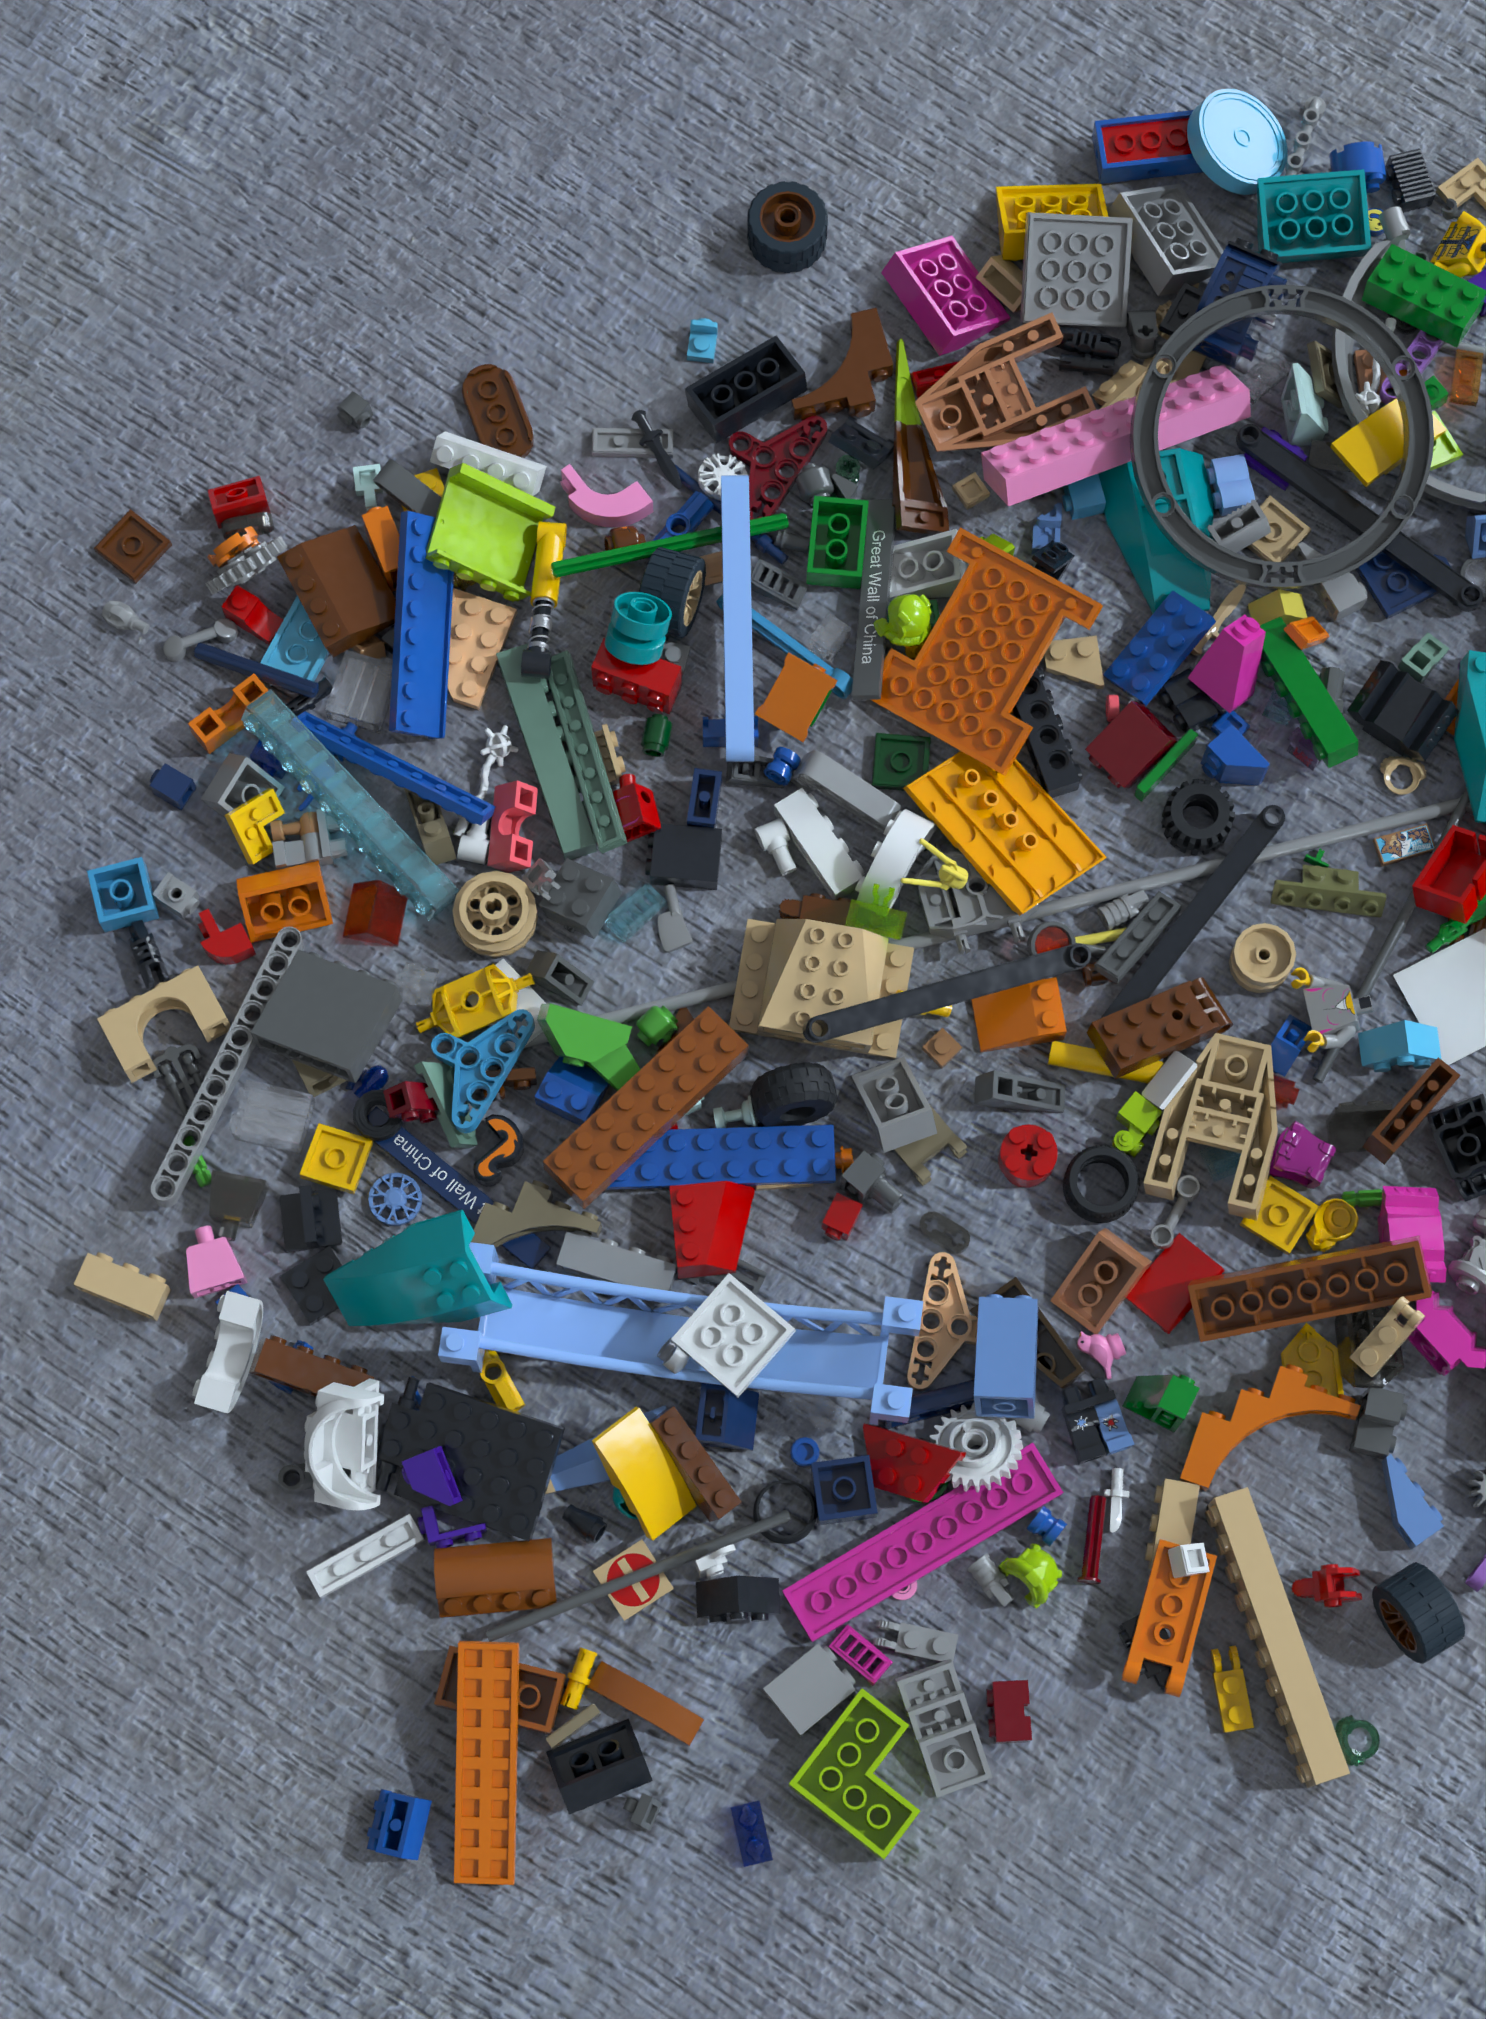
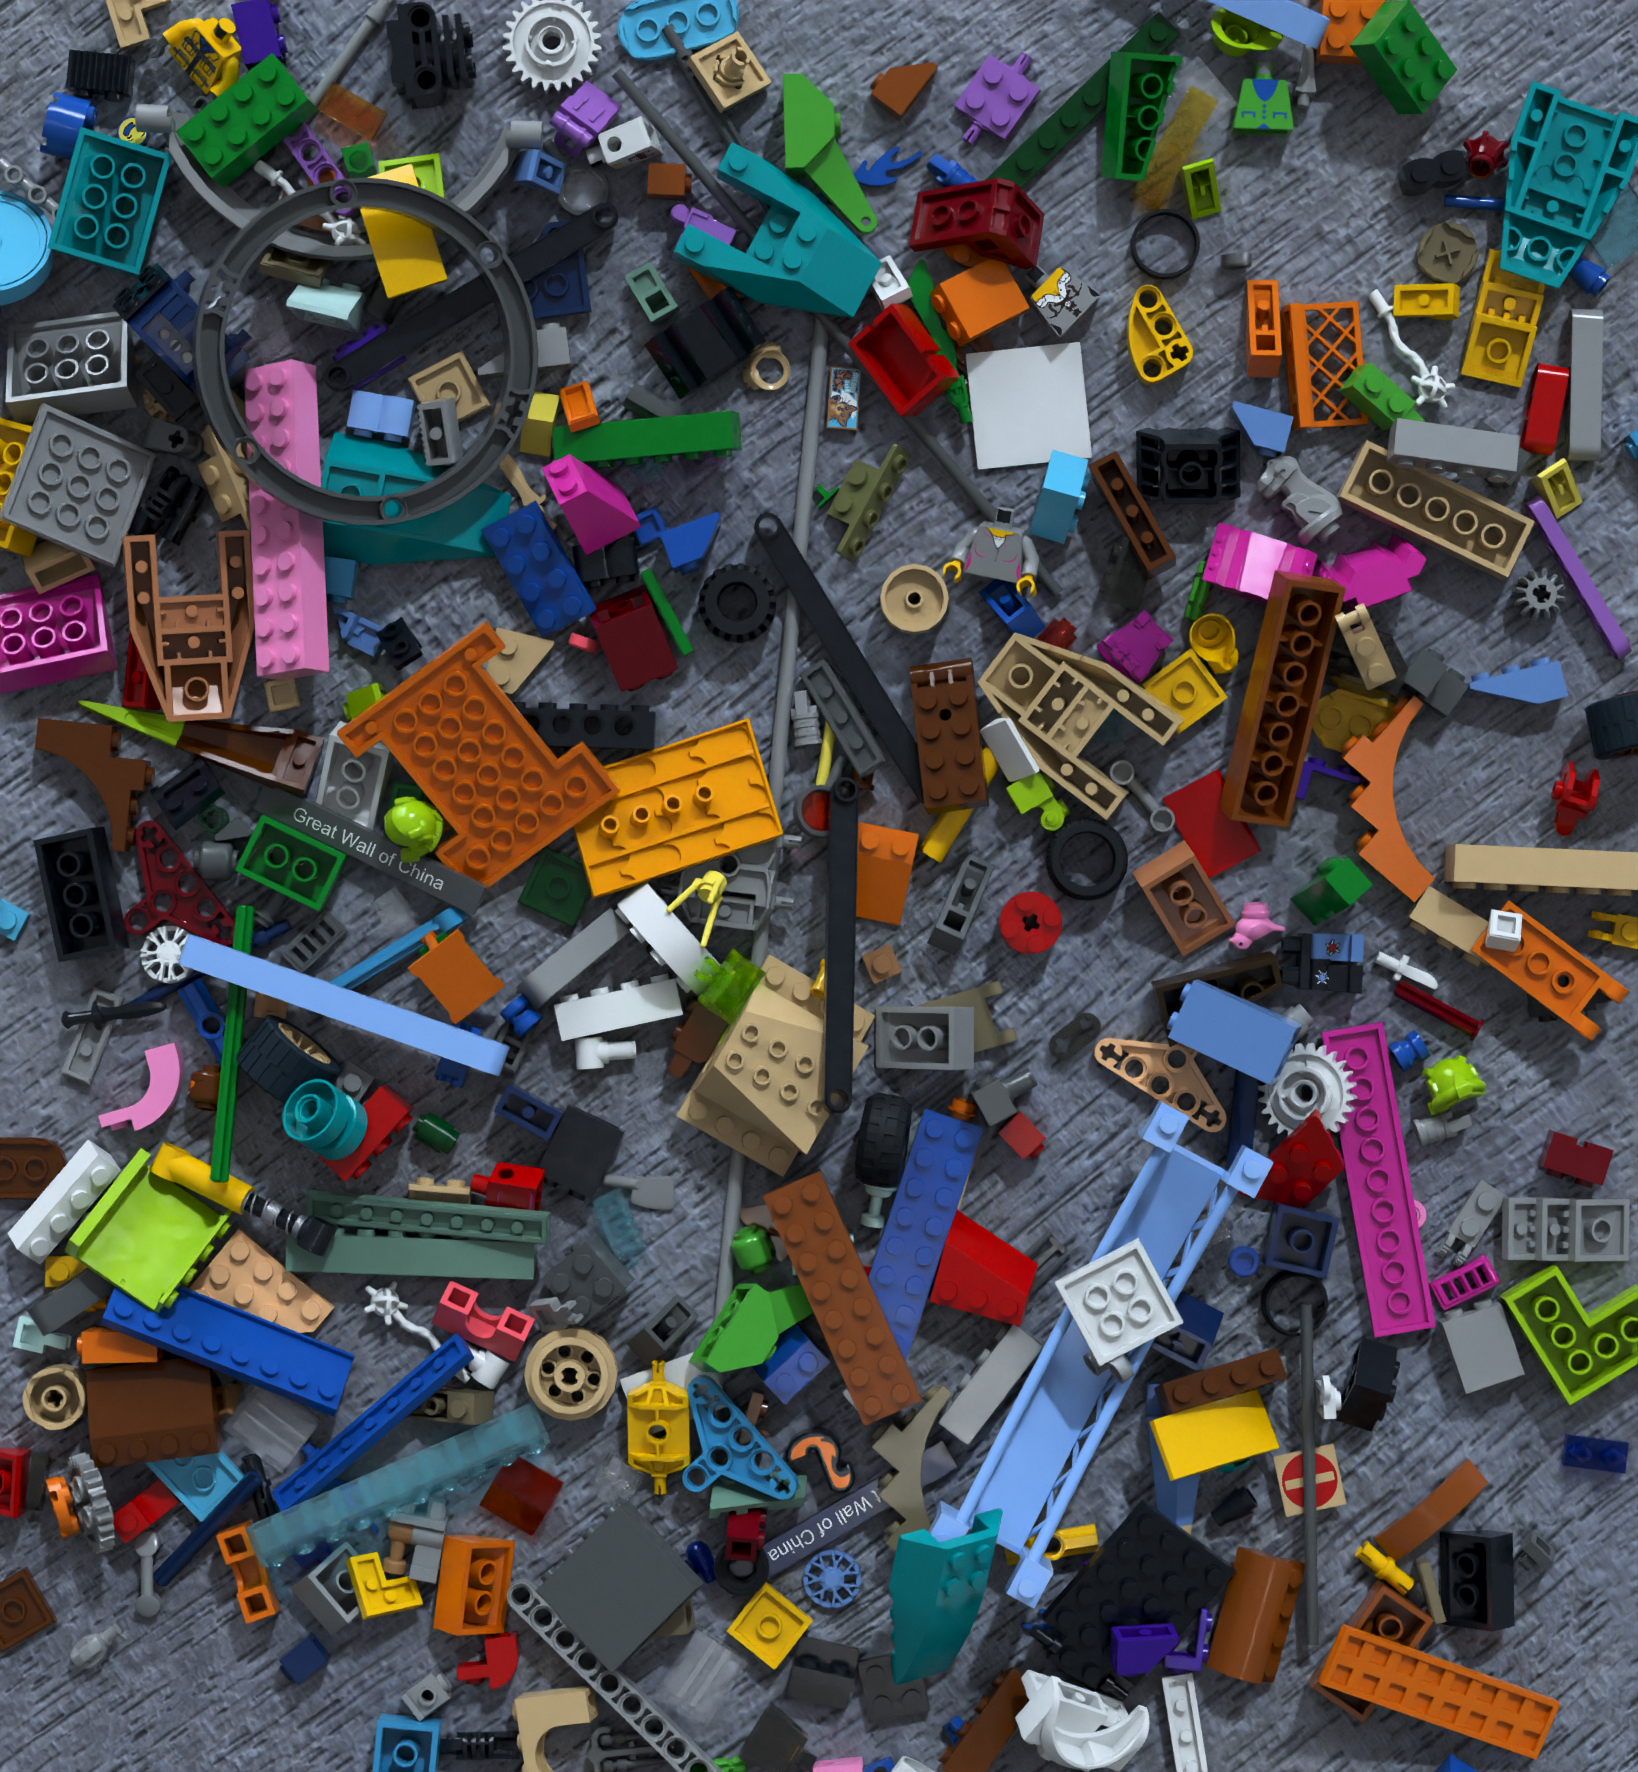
camera: 70 degrees left, 15 degrees up
(326, 500) = (54, 1413): none -> tan brick
(1255, 1343) = (1318, 766): none -> dark purple bracket

